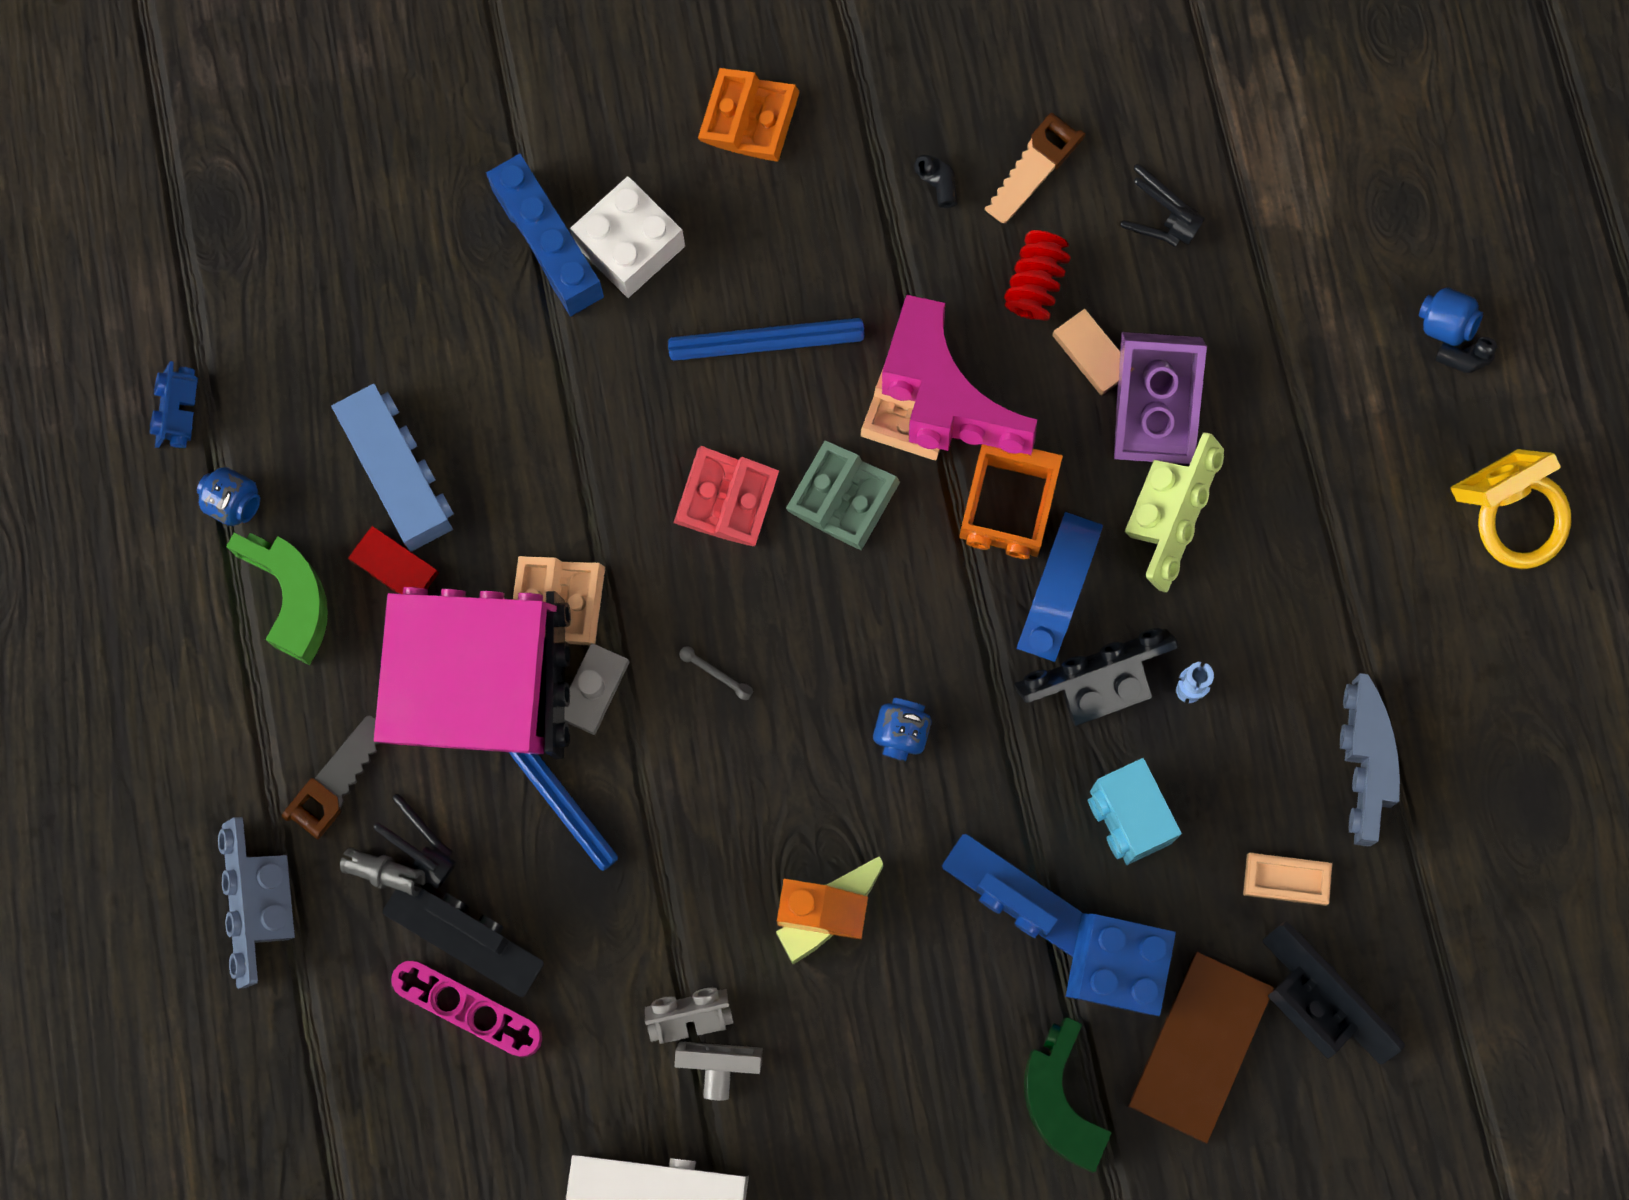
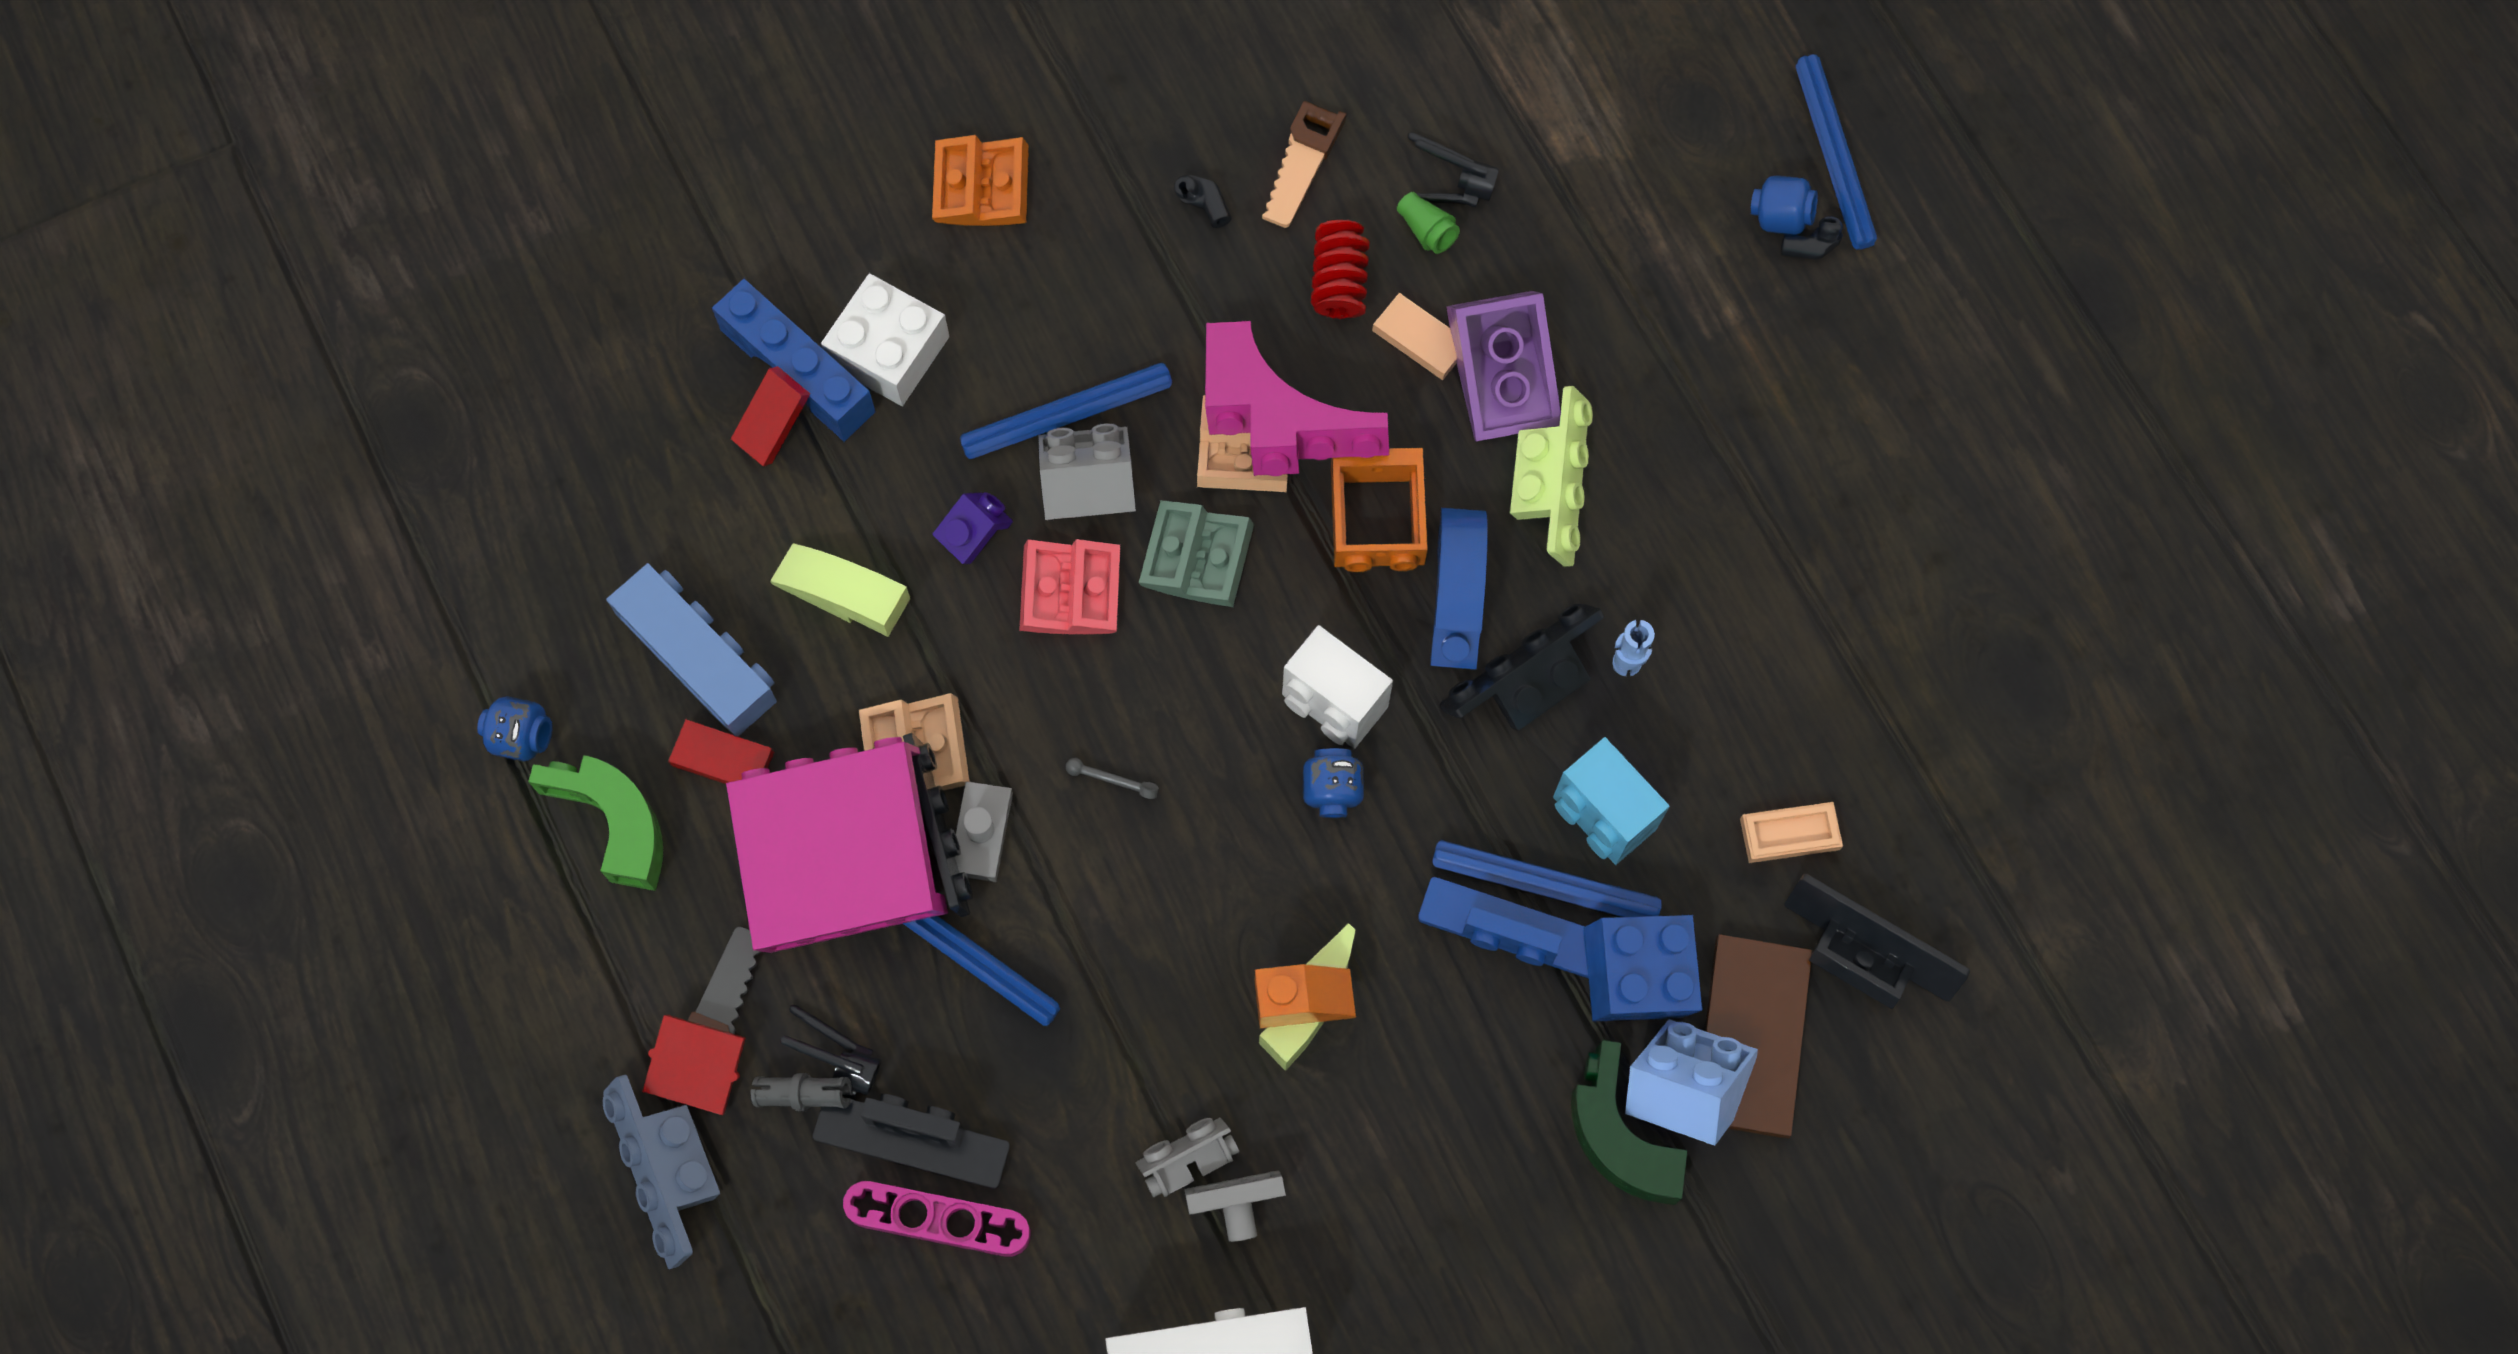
camera: 20 degrees left, 5 degrees down
(169, 421) = (424, 665): blue hinge -> none
(301, 823) = (694, 1064): none -> red piece
(511, 280) = (770, 416): none -> red tile
(532, 446) = (842, 588): none -> yellowish green slope
(657, 420) = (971, 525): none -> dark purple bracket
(767, 399) = (1086, 472): none -> light grey slope
(926, 648) = (1335, 688): none -> white brick
(1061, 865) = (1544, 881): none -> blue axle
(1129, 254) = (1431, 225): none -> bright green cone
(1132, 1073) = (1690, 1081): none -> light blue slope
(1372, 743) = (1837, 665): sand blue slope -> none
(1509, 482) = (1895, 358): yellow tile -> none
(1512, 279) = (1836, 152): none -> blue axle

